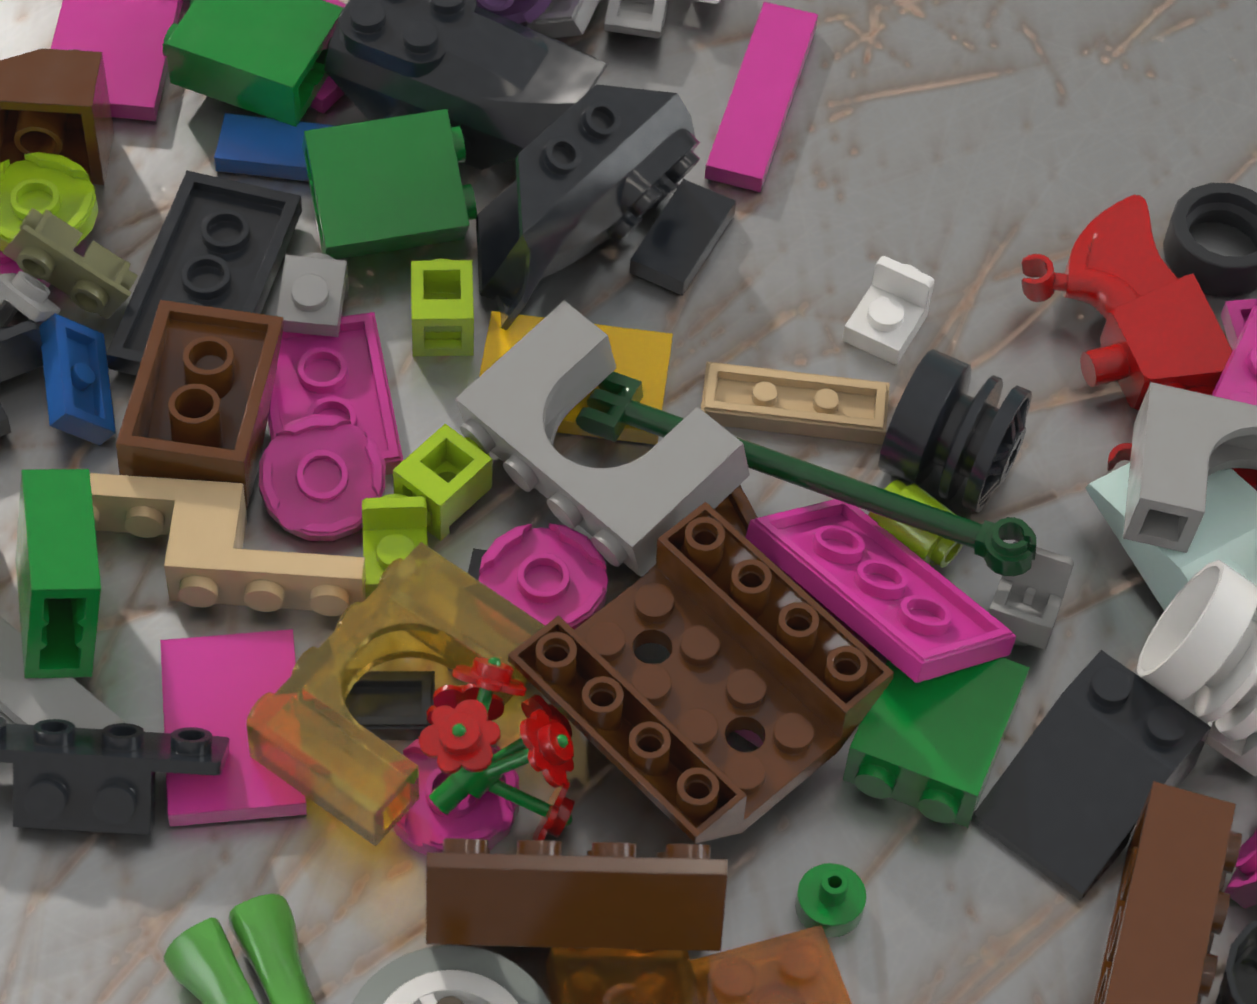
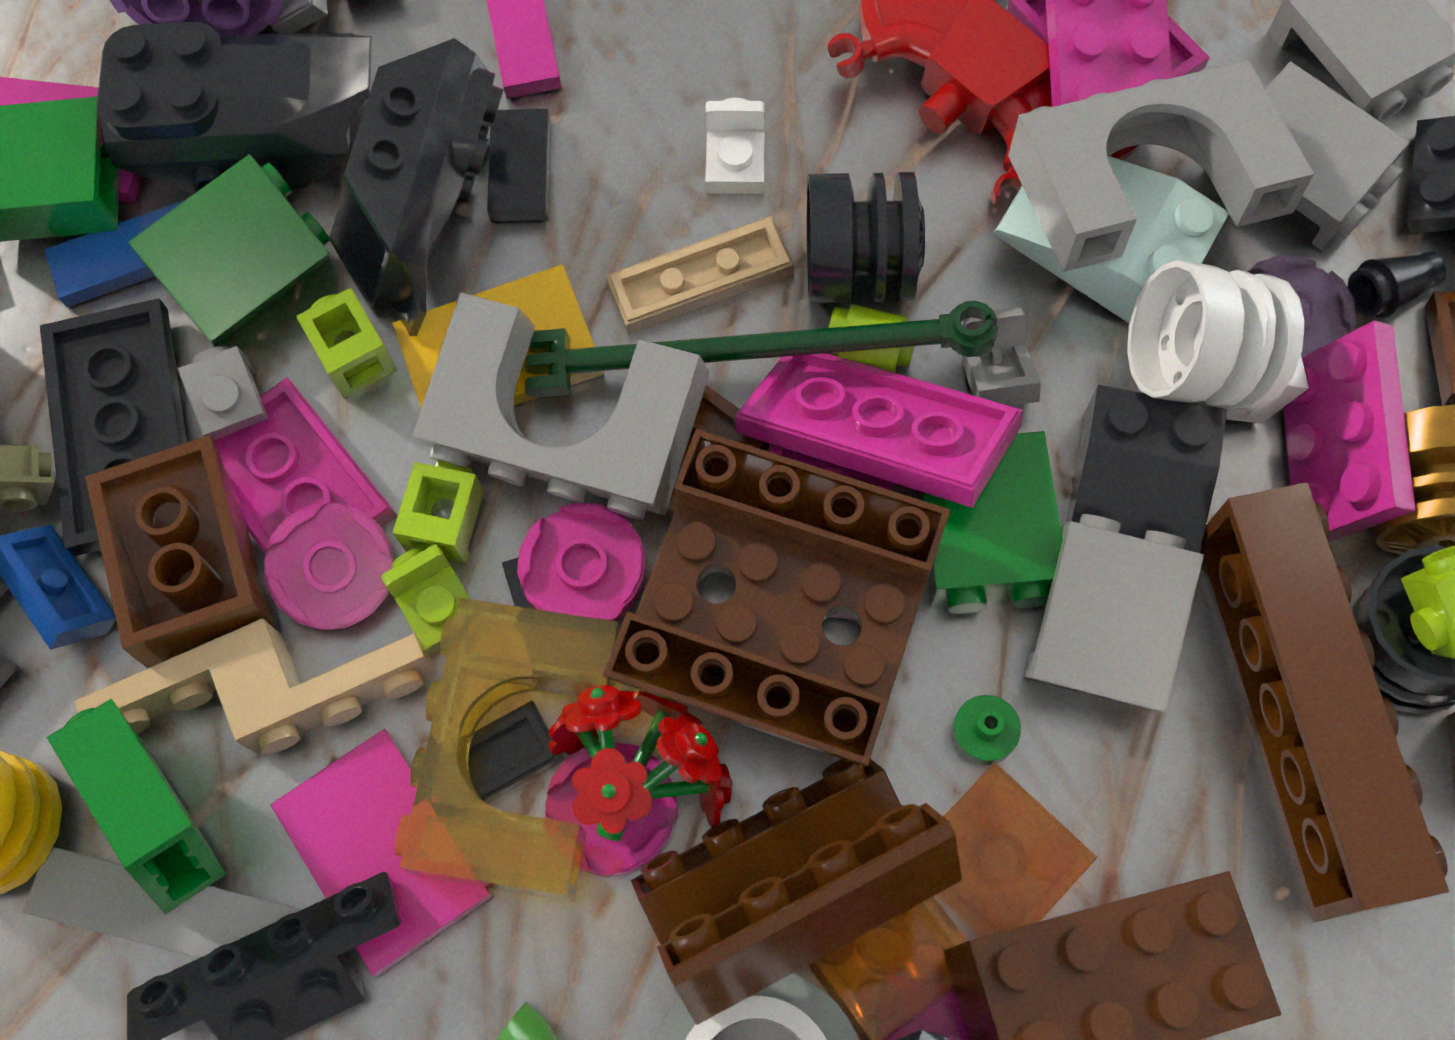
camera: 20 degrees left, 15 degrees up
(1000, 848) = (1116, 613): none -> light grey panel

